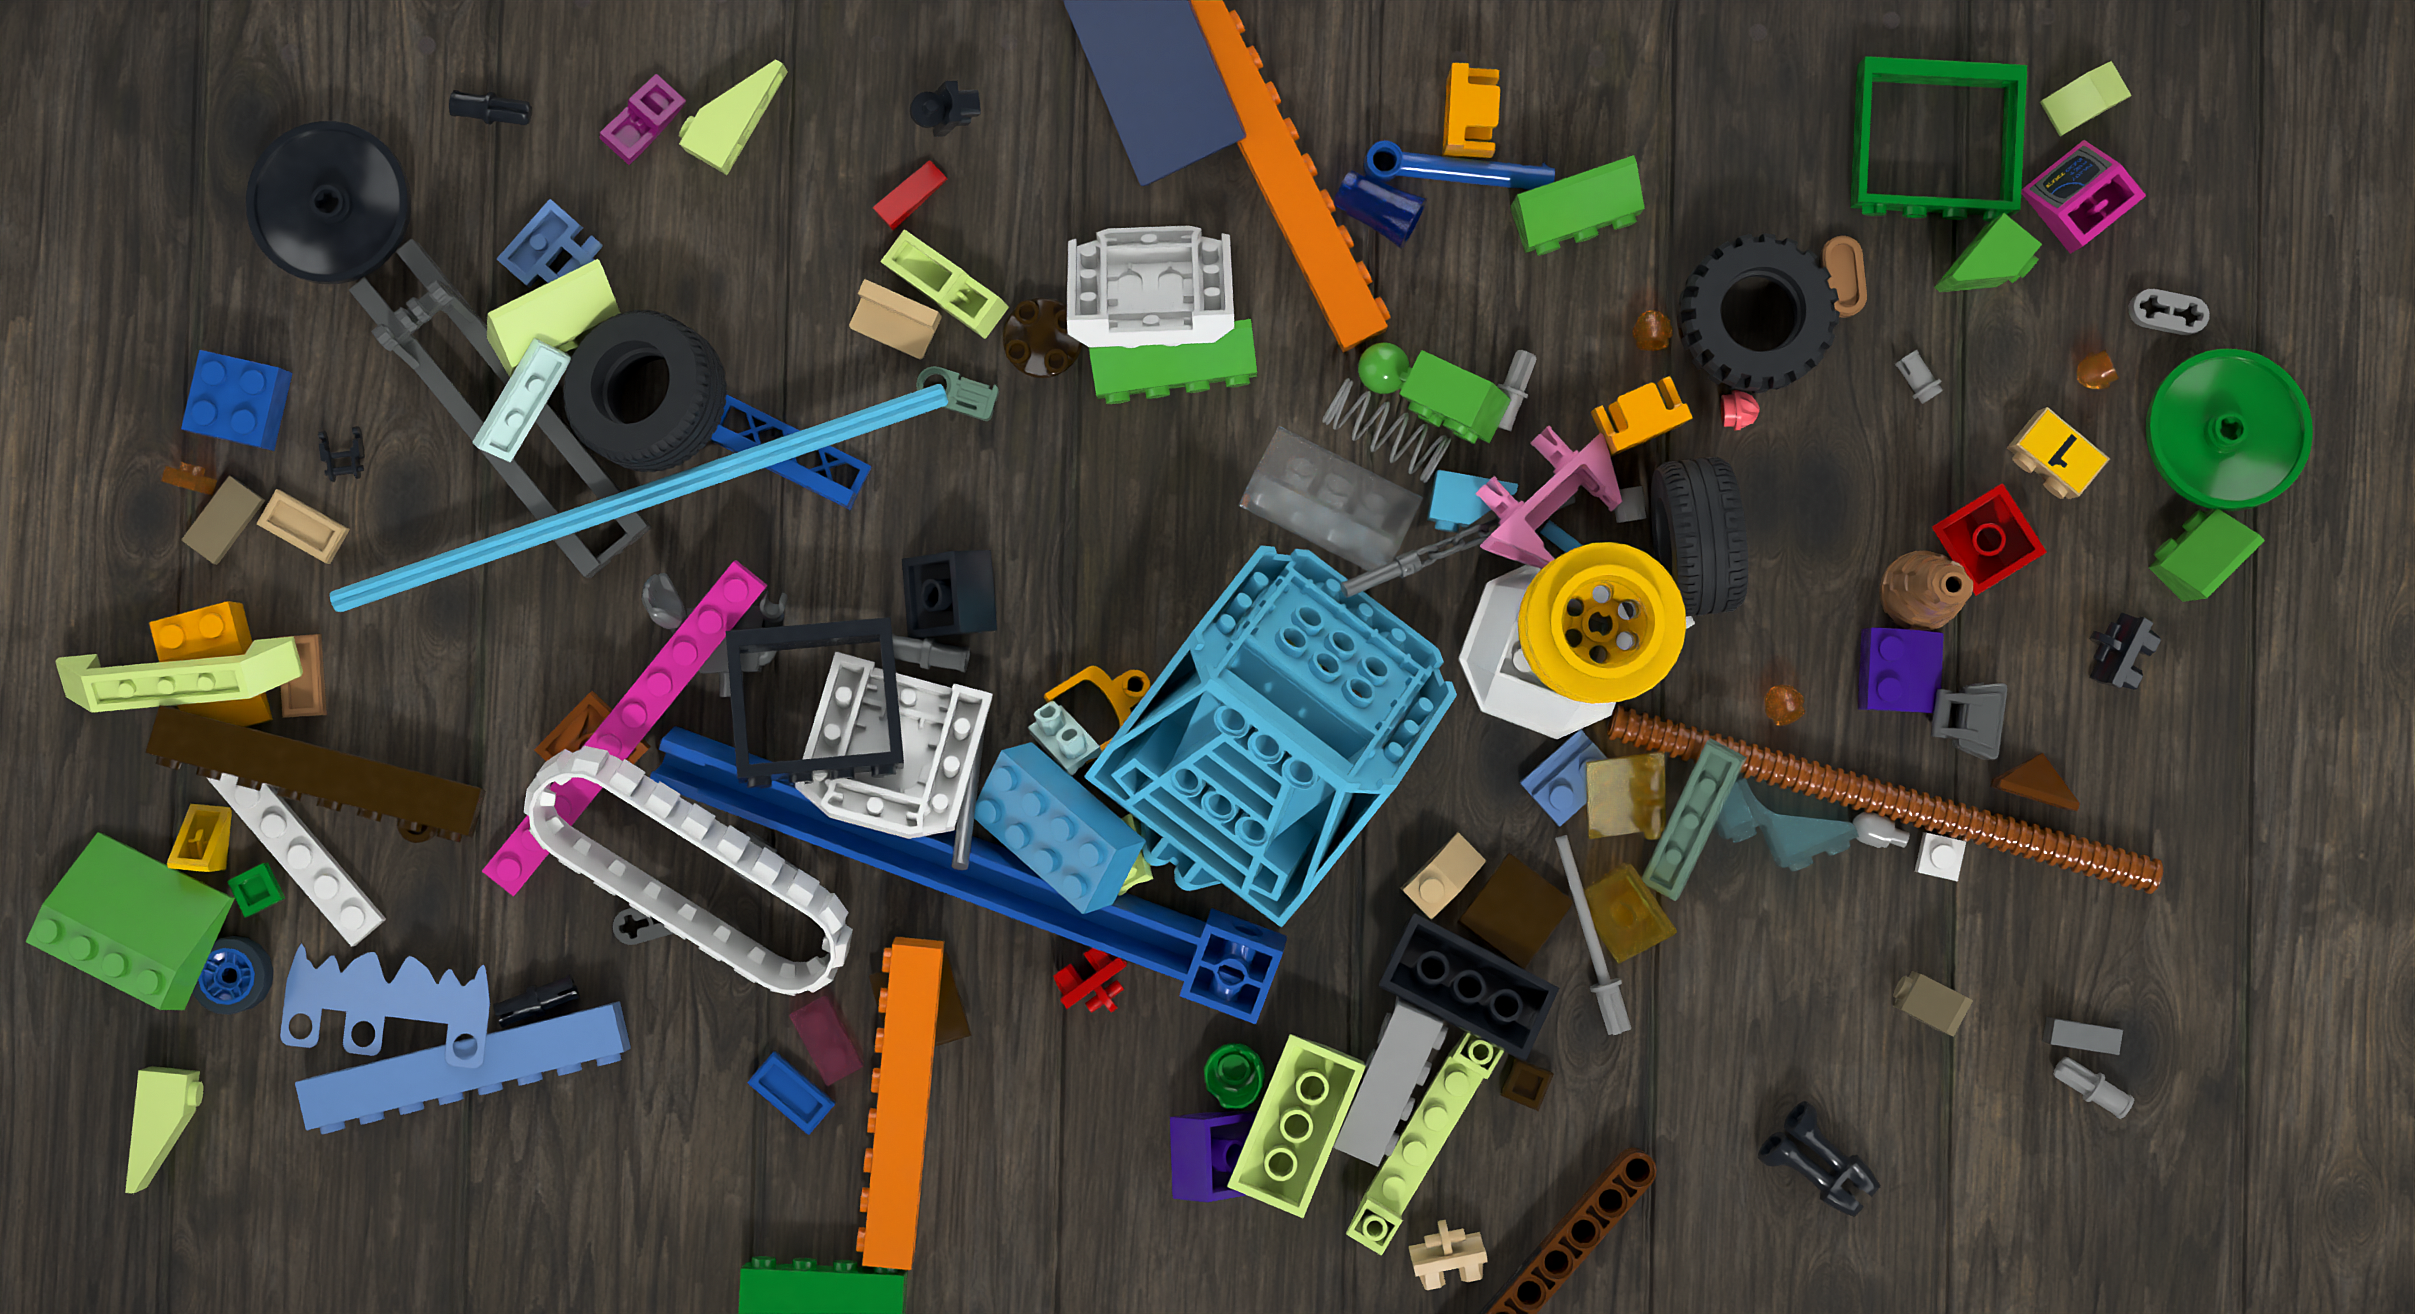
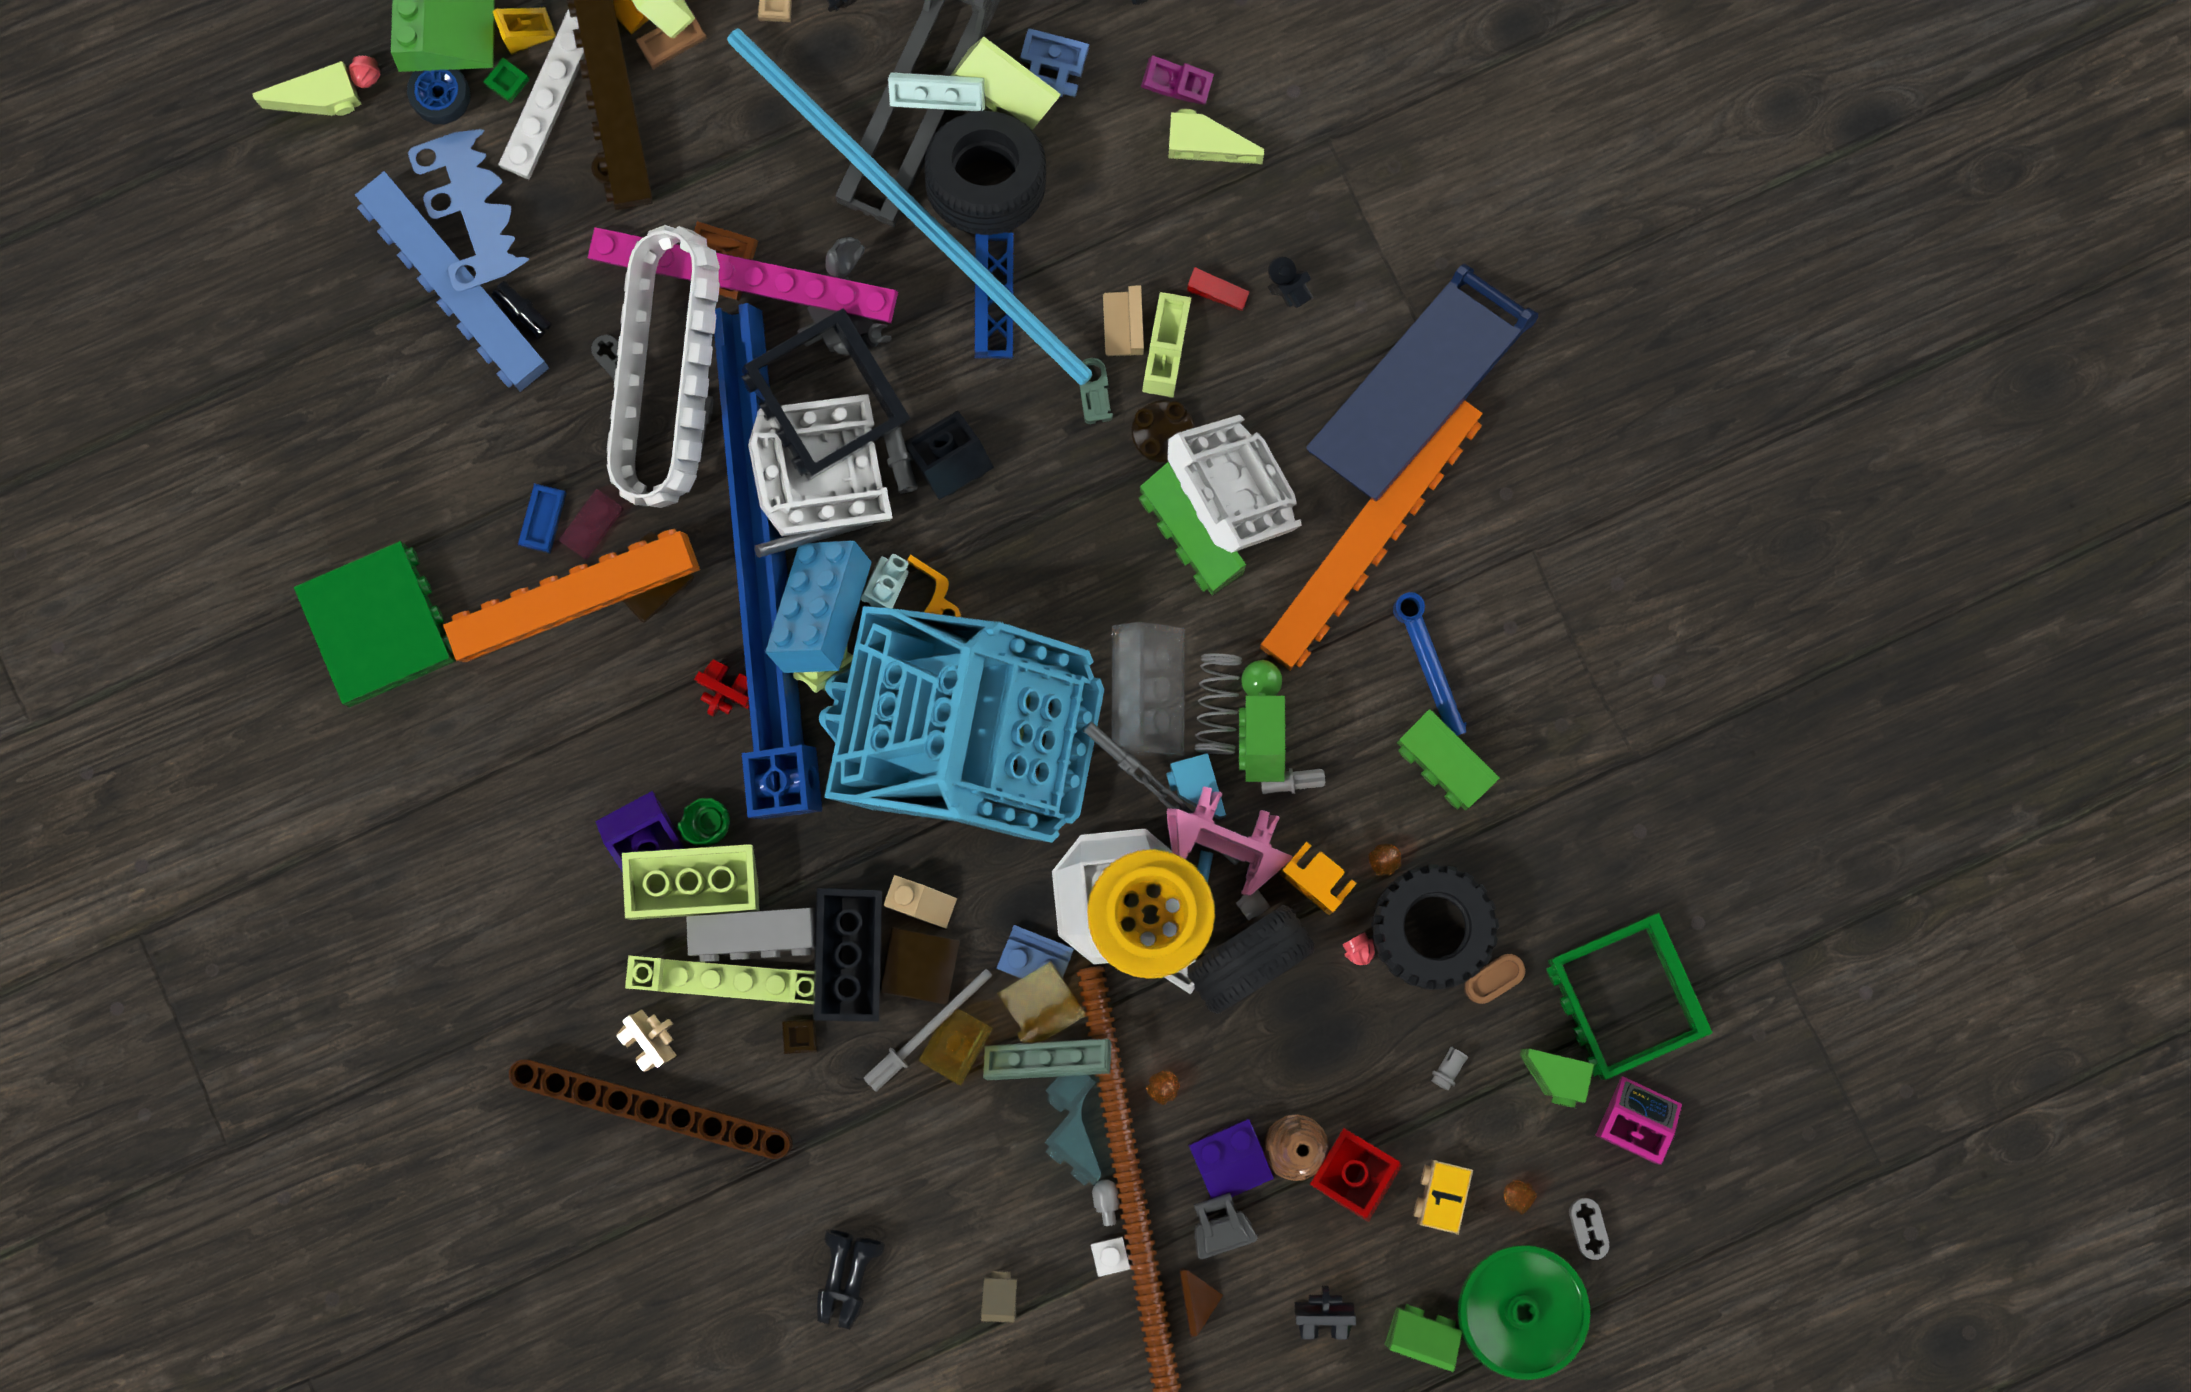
camera: 60 degrees right, 5 degrees down
(163, 1050) = (364, 71): none -> coral plate
(1380, 206) = (1375, 622): clear blue plant -> none
(1470, 111) = (1474, 650): light orange panel -> none
(2085, 98) = (1714, 1091): yellowish green slope -> none

